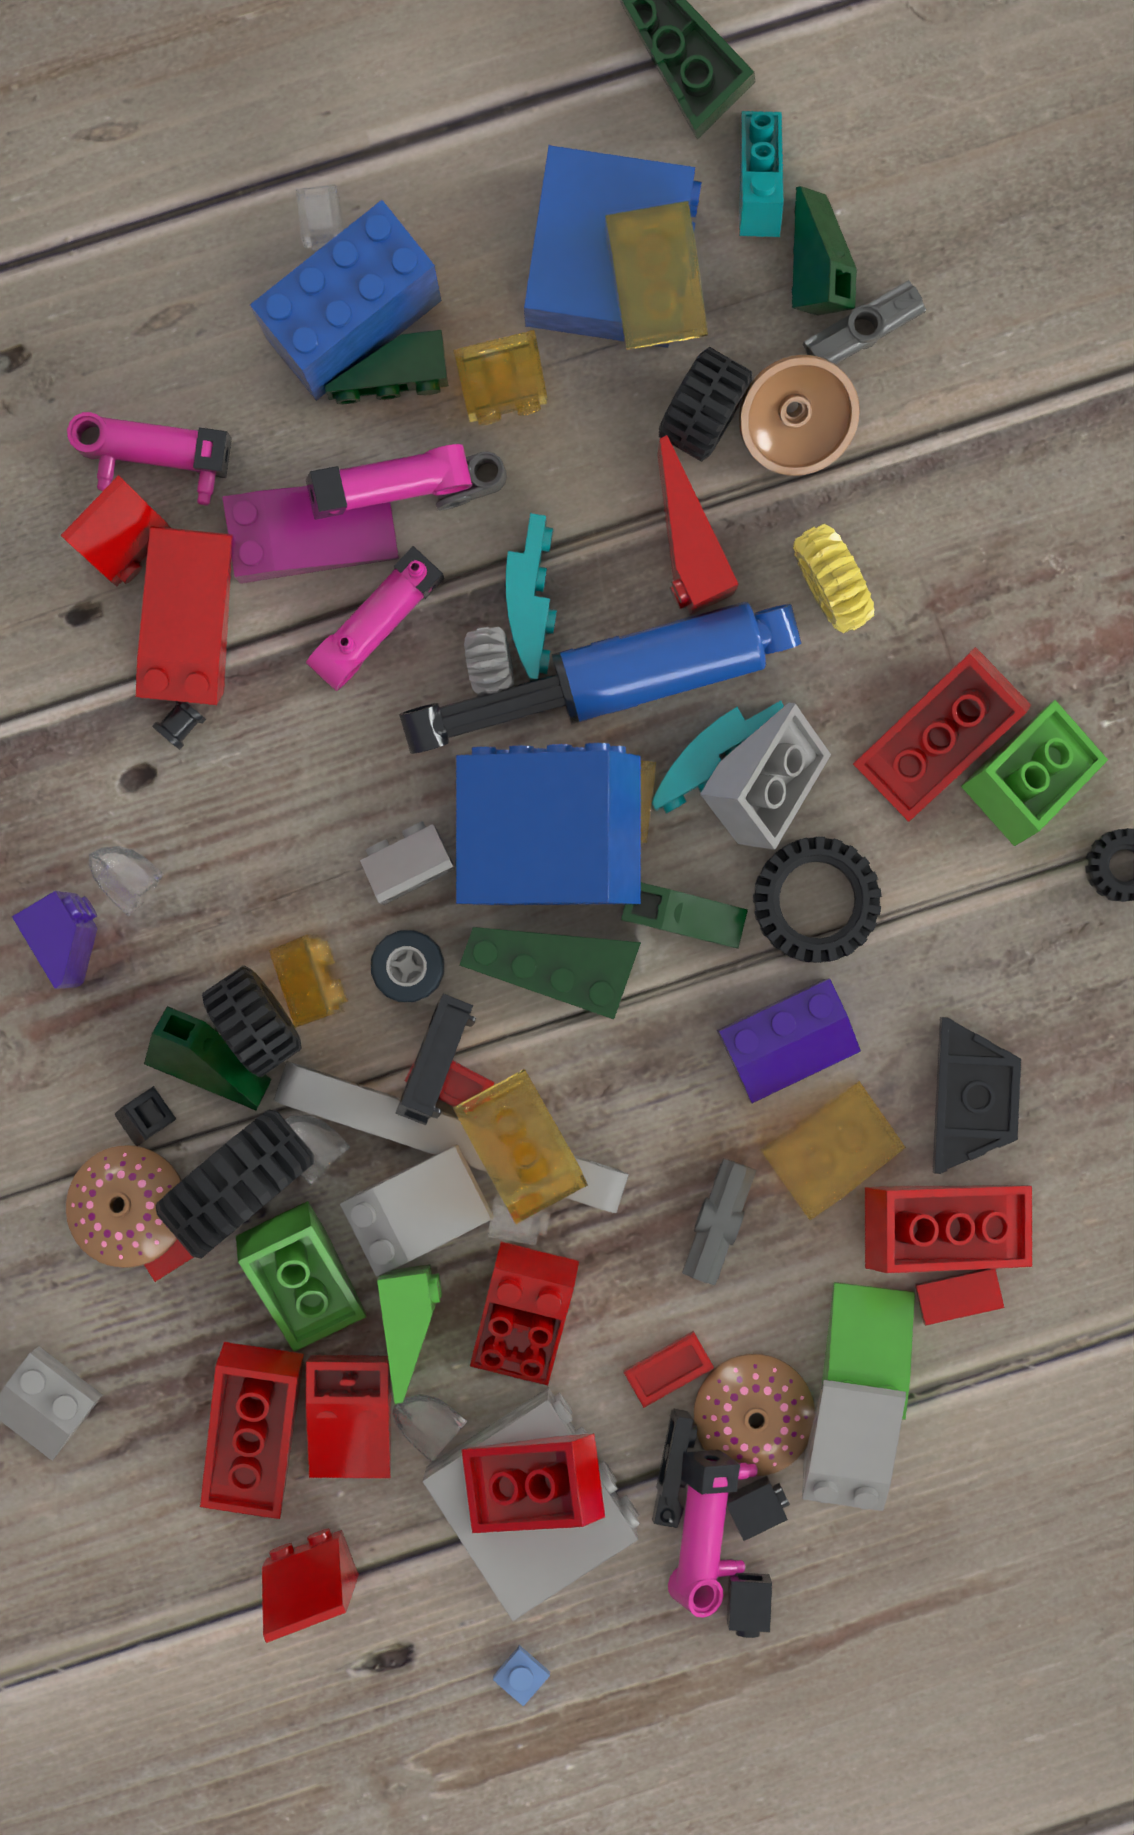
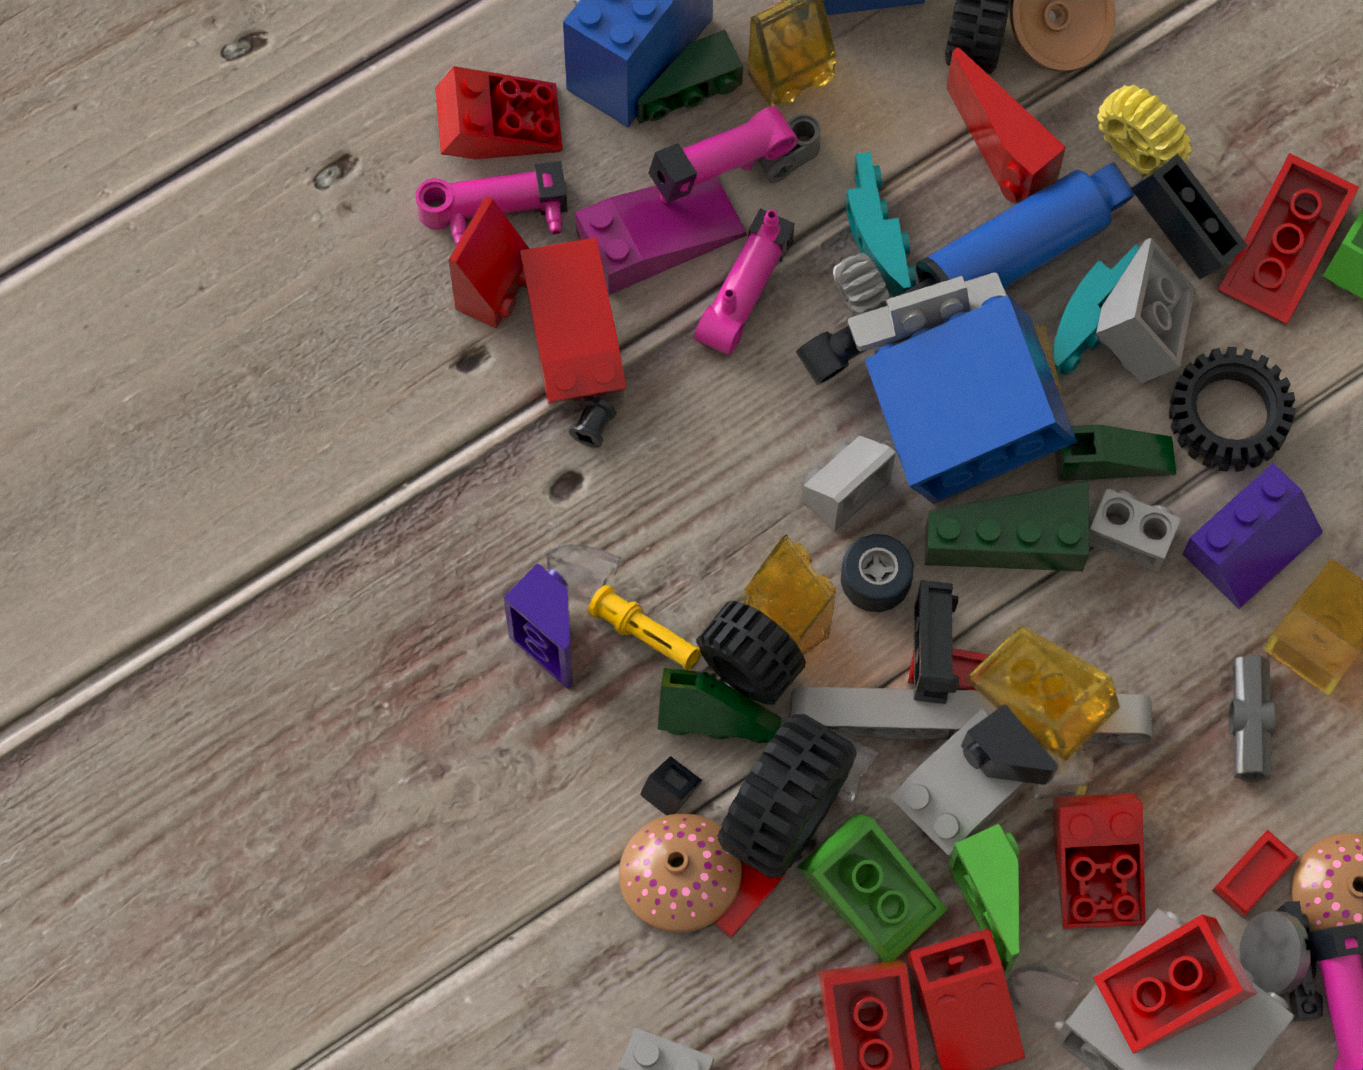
camera: 20 degrees left, 20 degrees down
(152, 944) = (630, 619): none -> yellow pin
(183, 352) = (496, 115): none -> red slope
(458, 1201) = (1007, 750): none -> black slope
(537, 722) = (922, 309): none -> light grey bracket
(652, 1459) = (1275, 952): none -> flat silver tile
(667, 1004) = (1129, 538): none -> light grey brick
(843, 688) = (1188, 216): none -> black brick

